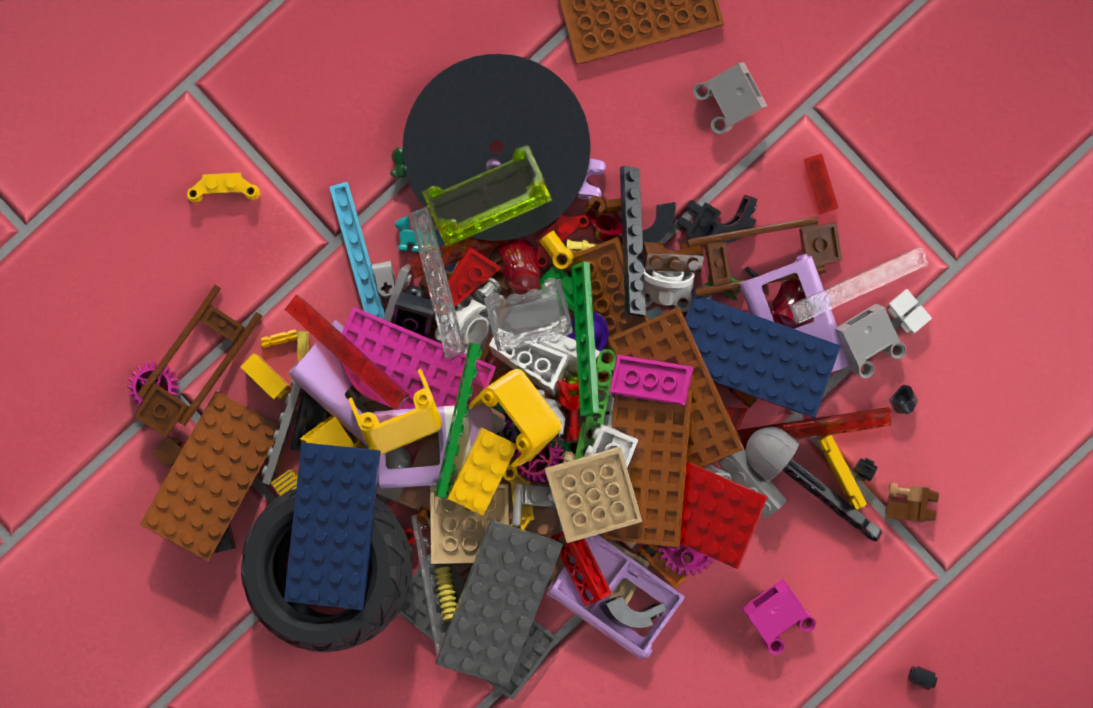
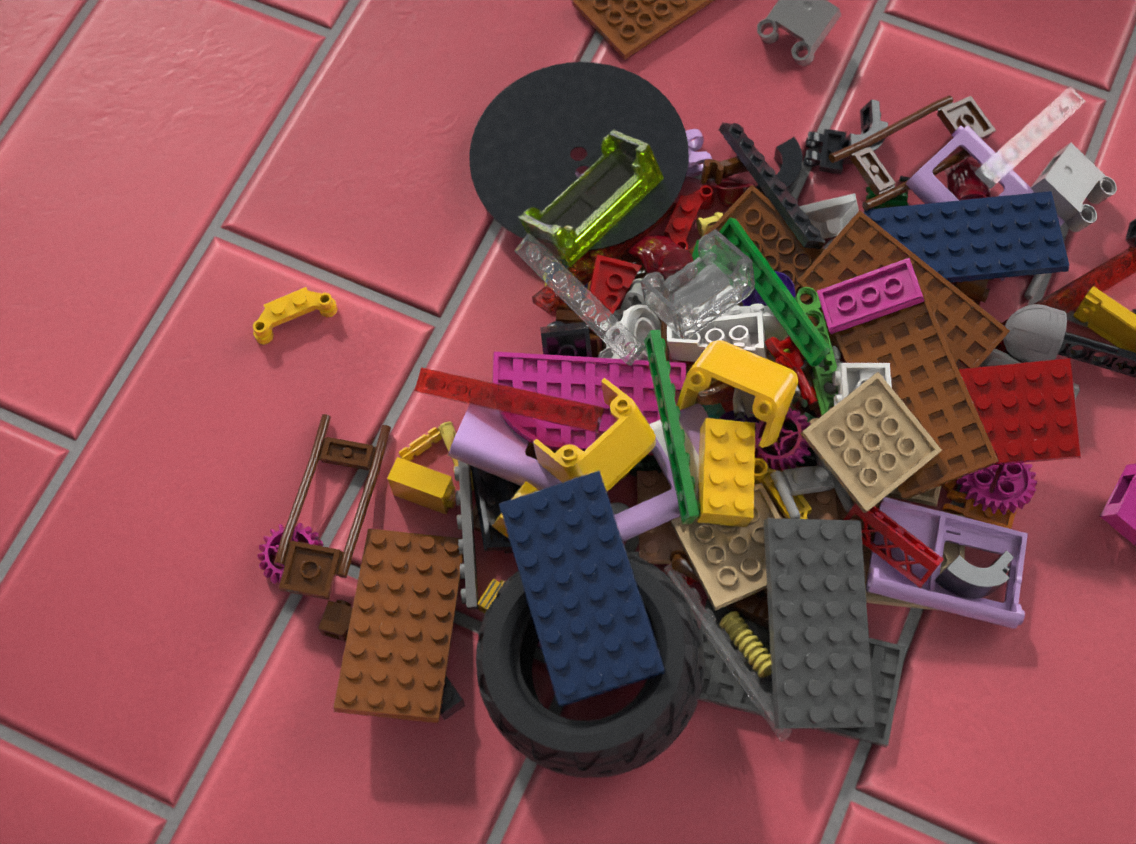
camera: 25 degrees left, 20 degrees down
(357, 249) = (461, 306): medium azure plate -> none
(384, 276) = (514, 334): light grey piece -> none
(399, 168) = (484, 221): dark green animal -> none
(403, 280) = (537, 319): light grey wing -> none
(406, 235) = (521, 282): teal animal -> none
(556, 248) = (689, 222): yellow piece -> none
(659, 258) = (823, 188): reddish brown arch -> none
(820, 183) = (932, 70): clear red plate -> none
(913, 320) = (1105, 153): white piece -> none

